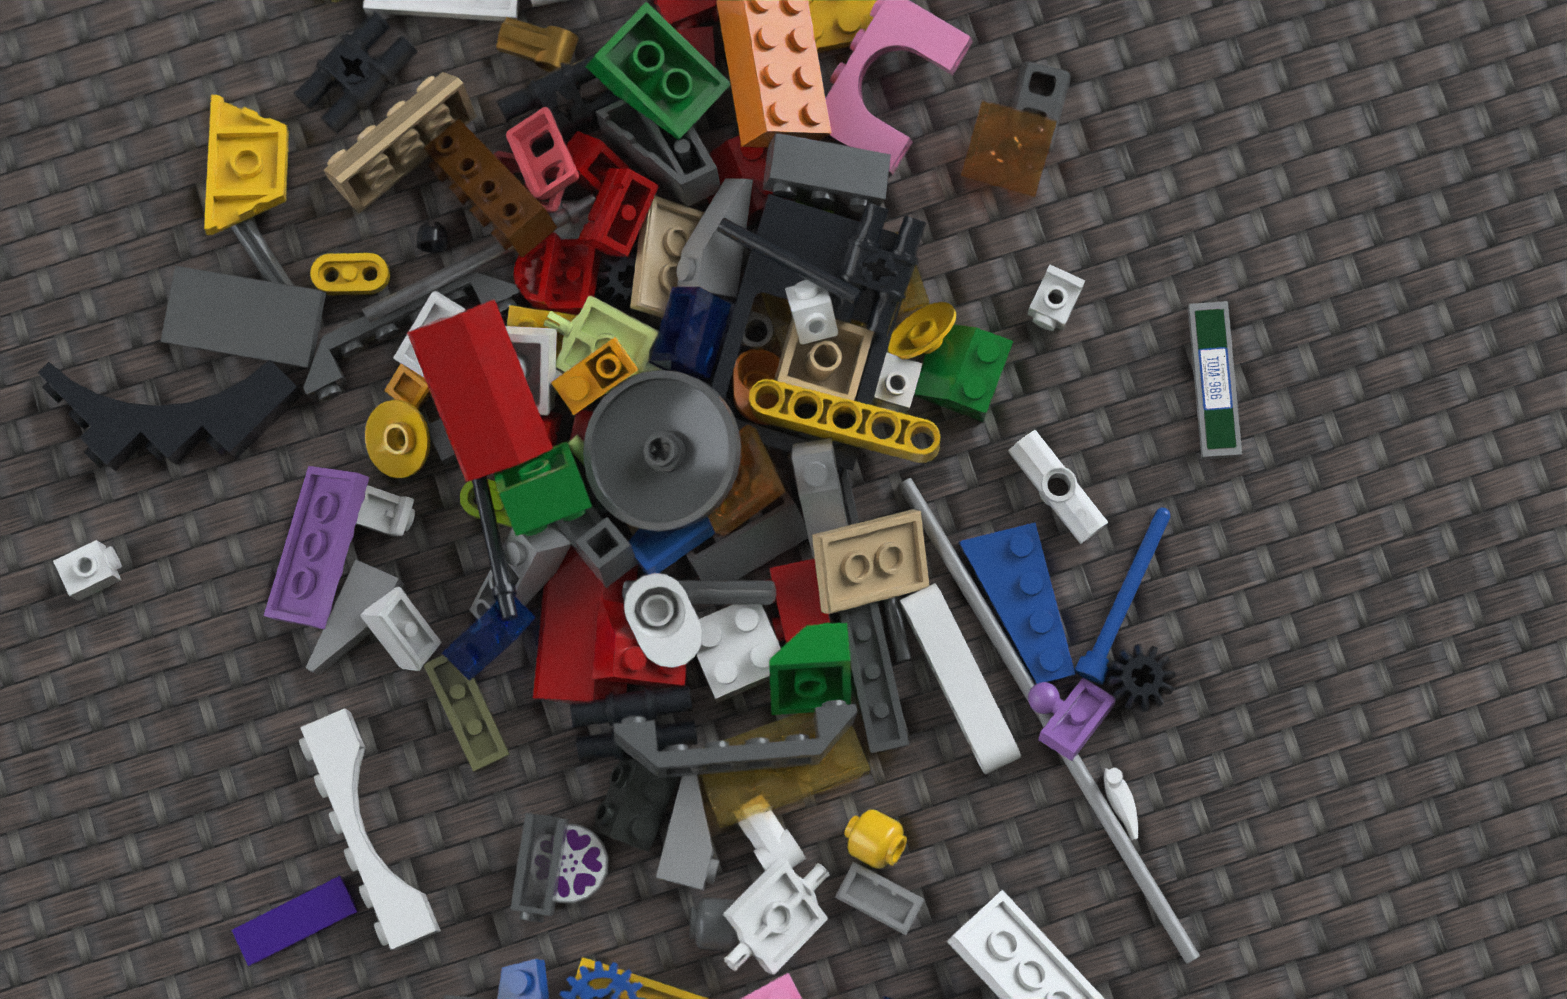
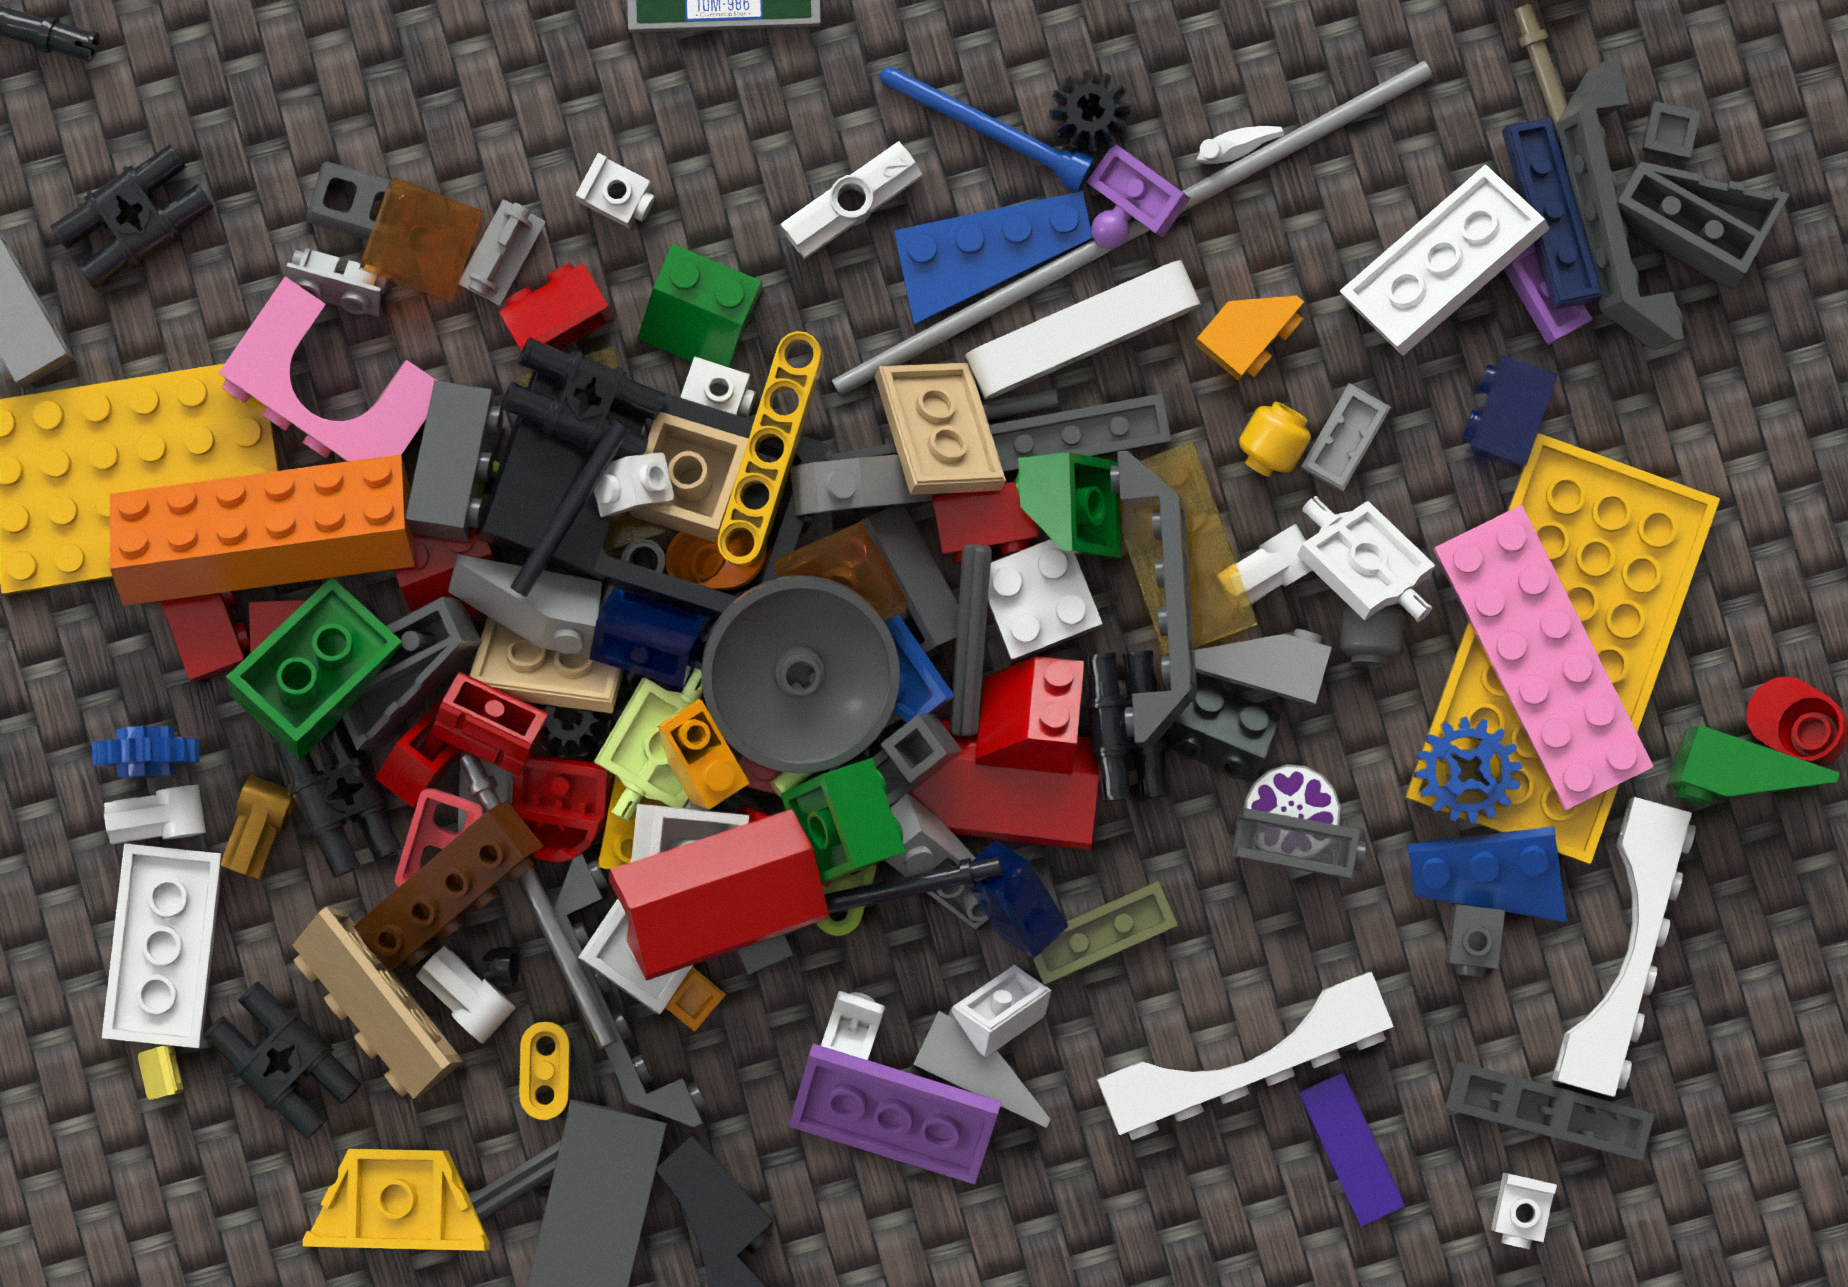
camera: 90 degrees left, 5 degrees up
(386, 440) = (762, 1028): yellow dish -> none
(401, 218) = (474, 1002): none -> white piece
(533, 168) = (424, 829): coral piece -> none
(663, 620) = (1009, 680): white piece -> none
(922, 330) = (650, 353): yellow dish -> none
(954, 255) = (558, 311): none -> red slope
(965, 812) = (1245, 330): none -> light orange slope
(975, 70) = (353, 291): none -> light grey hinge
(1002, 213) = (502, 252): none -> light grey hinge

